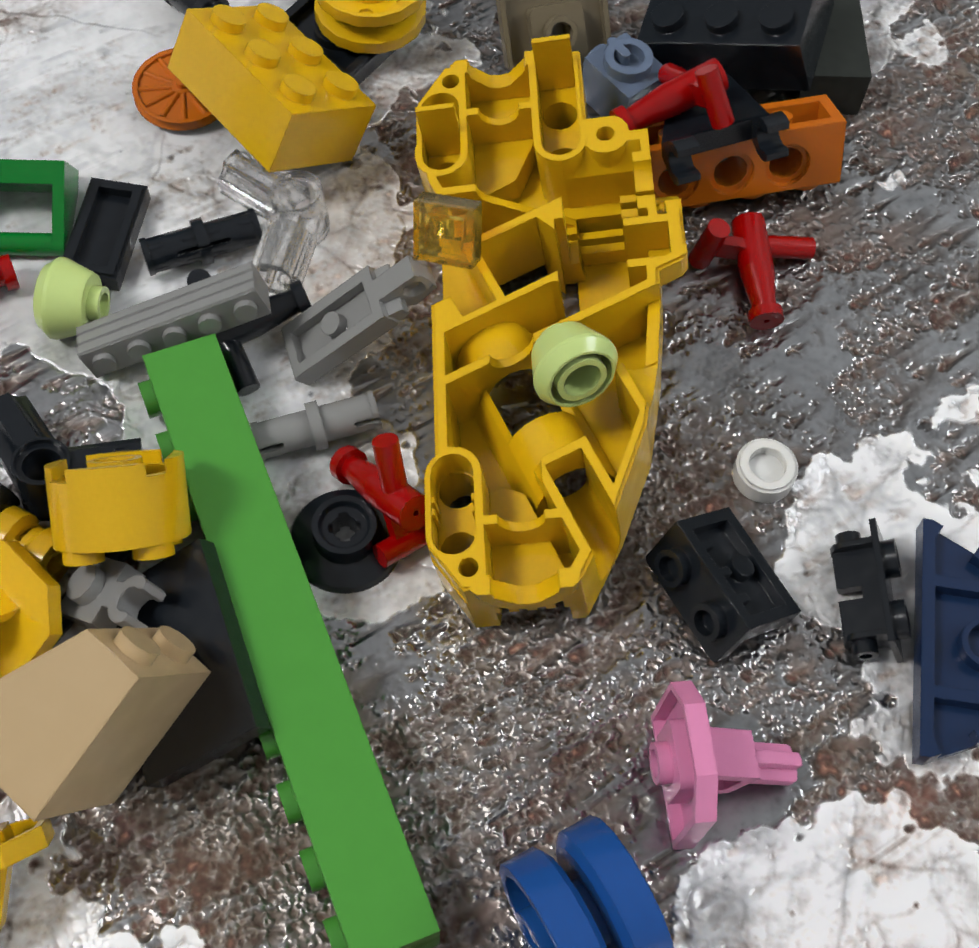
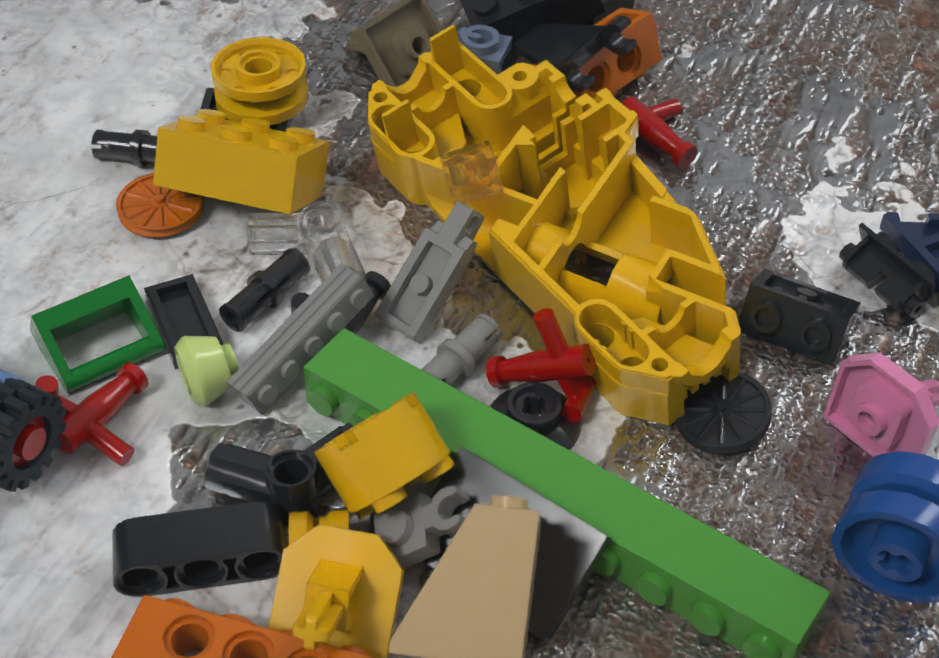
camera: 30 degrees left, 15 degrees down
(541, 654) = (725, 415): none -> black wheel
(572, 364) = (624, 209): yellowish green cone -> none
(679, 92) = (538, 38): red piece -> none
(765, 470) = (763, 241): white tile -> none

